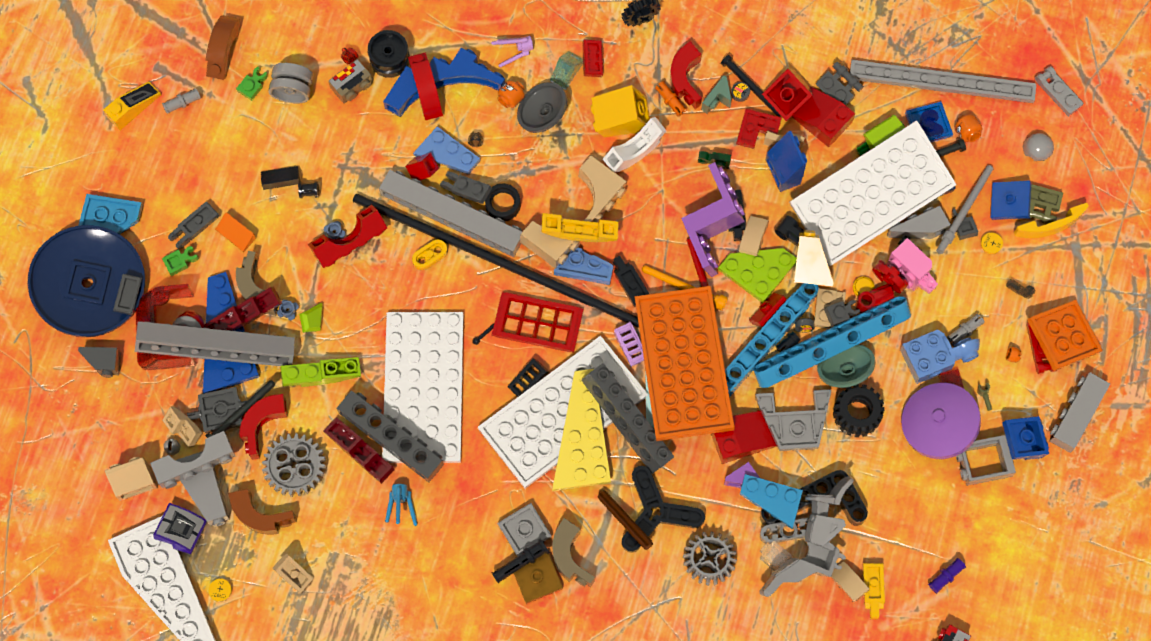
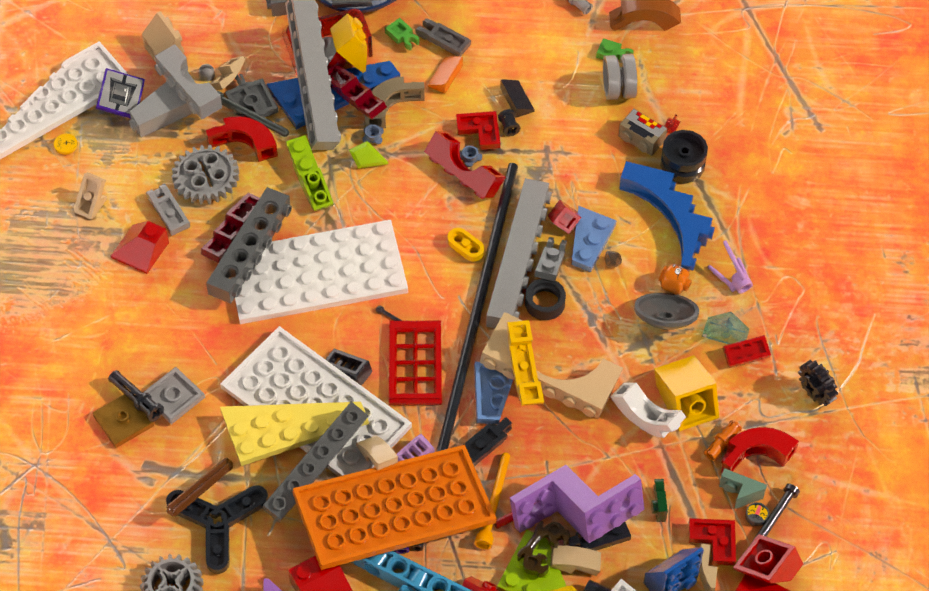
camera: 75 degrees right, 15 degrees down
(188, 303) = (350, 41): none -> yellow slope
(264, 524) = (144, 148): dark orange arch -> none
(306, 210) = (483, 124): none -> red plate
(323, 505) = (168, 209): none -> light grey plate
(357, 536) = (142, 246): none -> slope
(399, 495) = (191, 272): dark azure plant -> none
(425, 86) = (652, 191): red arch -> none
(562, 543) = (153, 435): dark tan arch -> none
(629, 365) = (378, 452): none -> tan slope
(754, 267) = (532, 563): none -> dark brown helmet

